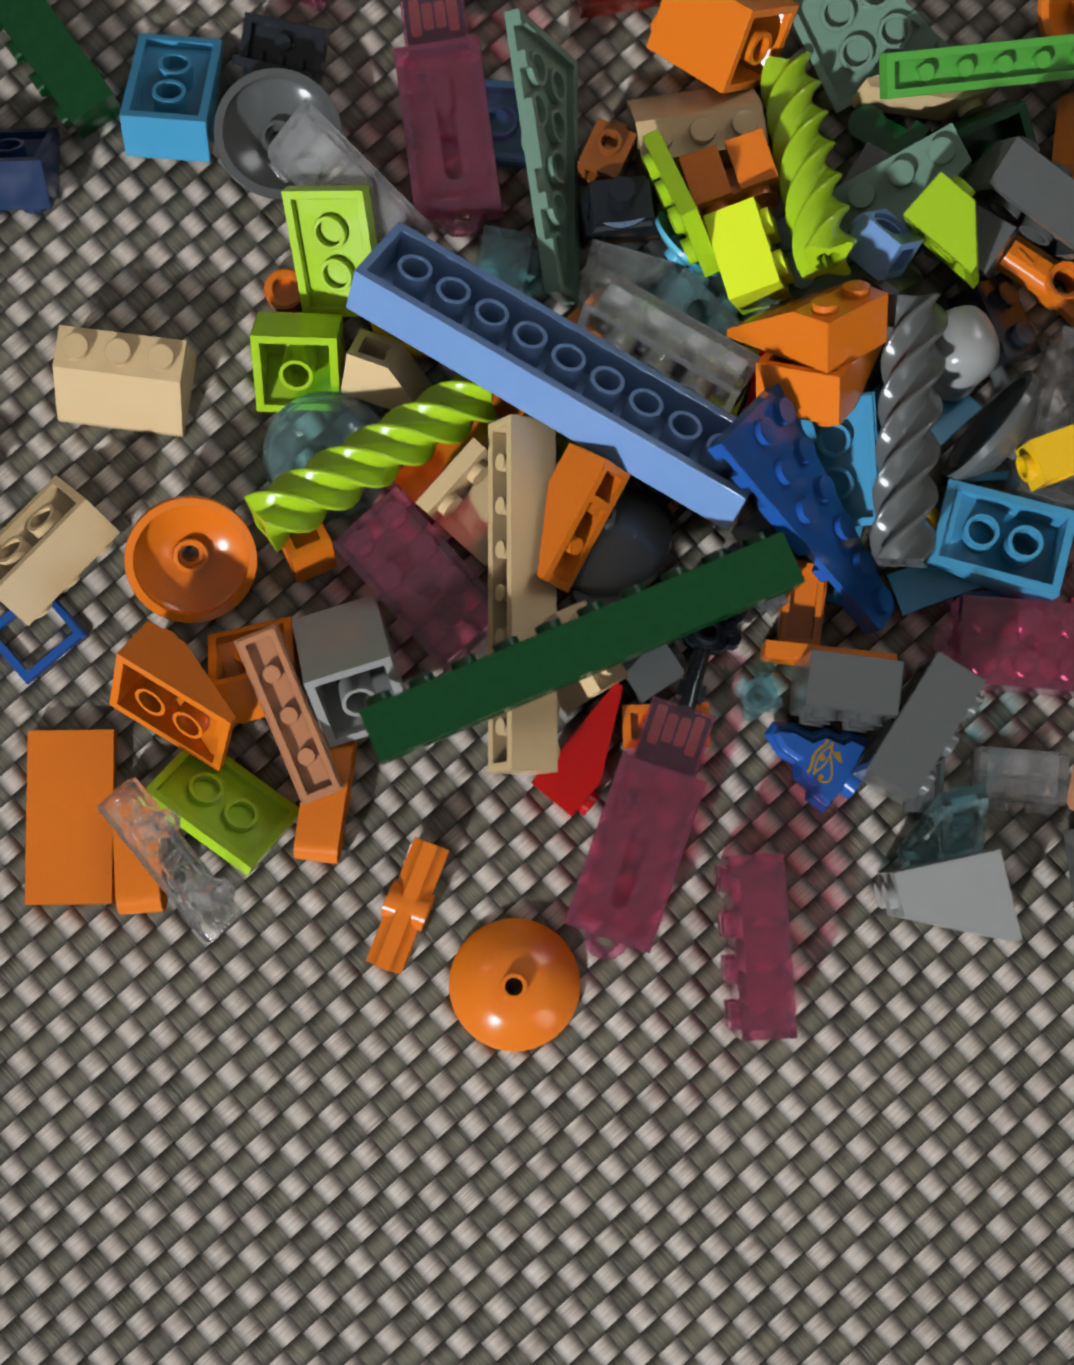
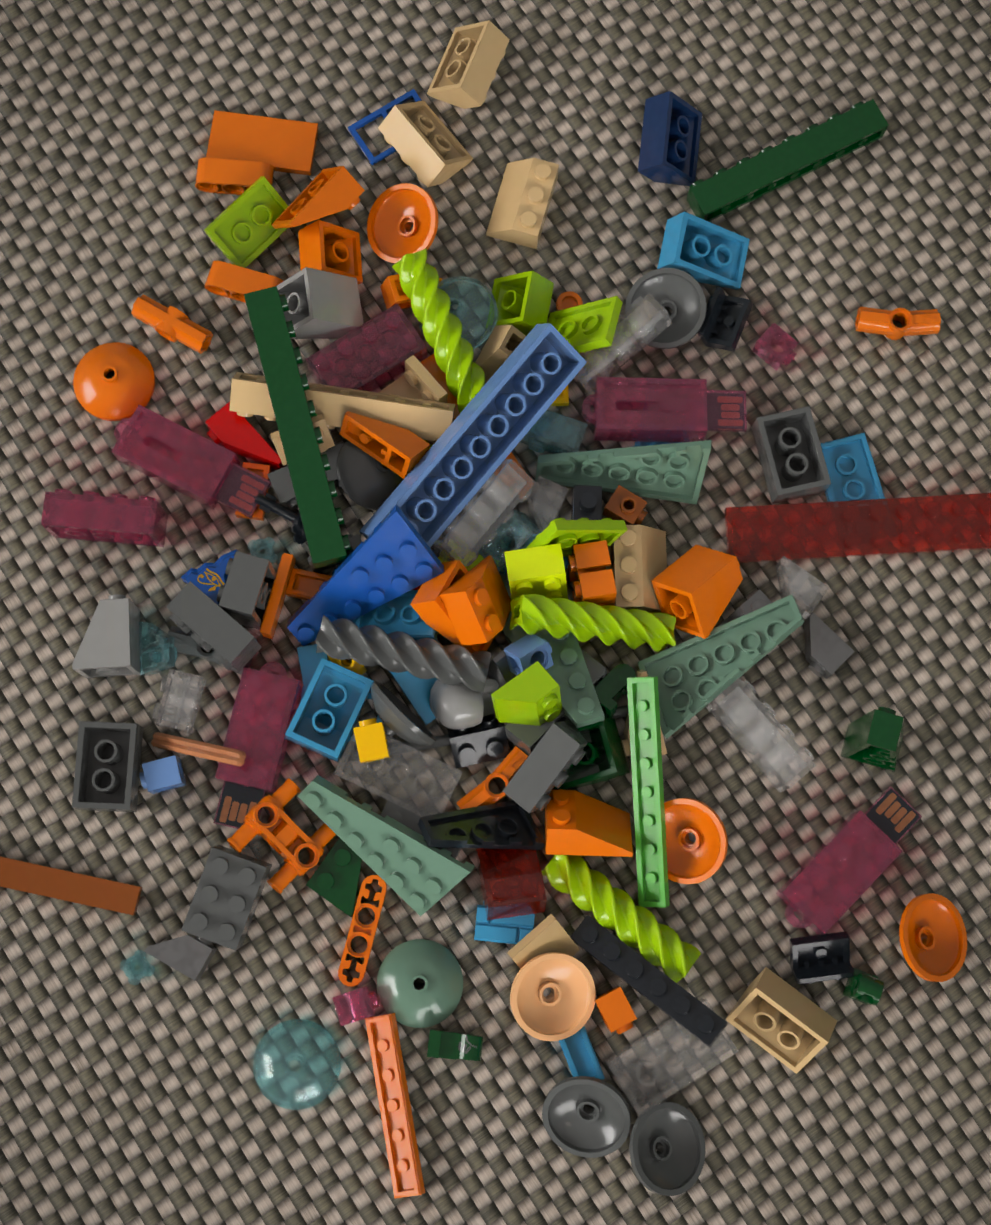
camera: 90 degrees right, 5 degrees down
(170, 860) = (221, 188): clear plate -> none
(289, 714) = (281, 266): nougat tile -> none

